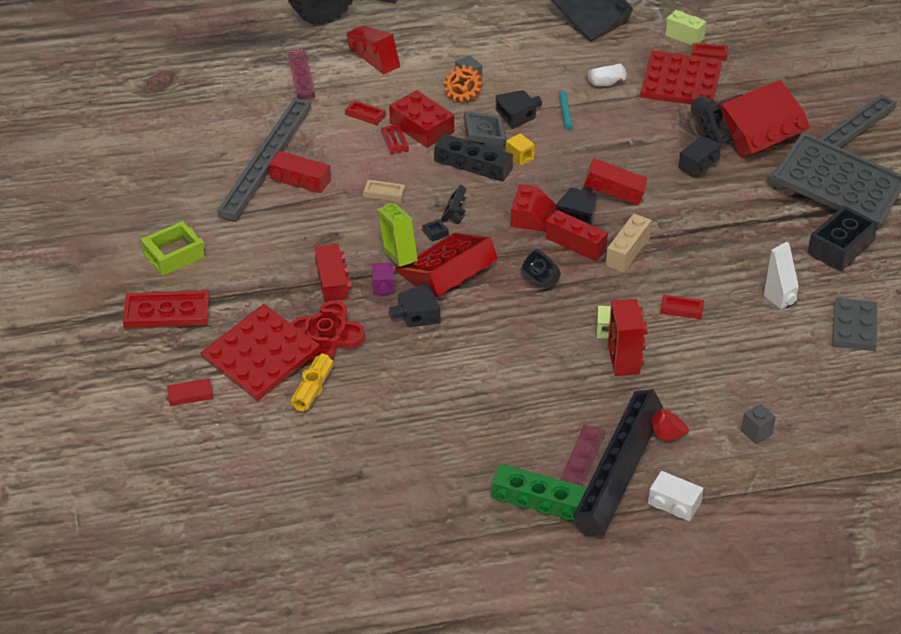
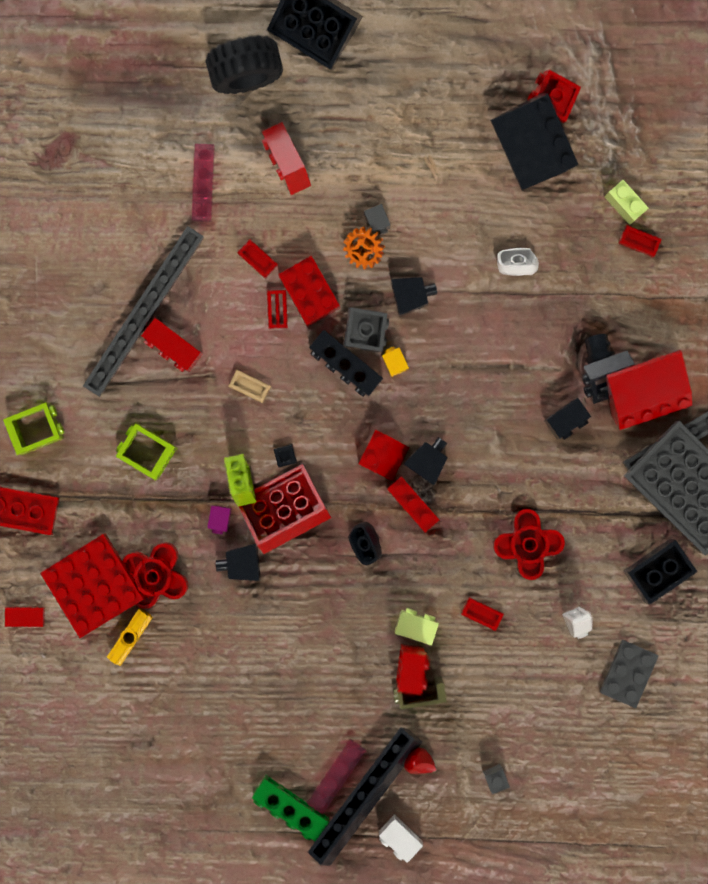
camera: 15 degrees right, 45 degrees up
(288, 256) = (163, 460): none -> lime window
(332, 272) = (174, 498): red brick -> none
(453, 208) = (310, 427): black plate -> none
(565, 110) = (460, 303): teal bar -> none
(615, 181) = (470, 443): red brick -> none
(628, 243) = (458, 526): tan brick -> none
(646, 367) = (422, 700): none -> olive panel
(680, 77) = (595, 279): red plate -> none
(704, 246) = (544, 543): none -> red plant

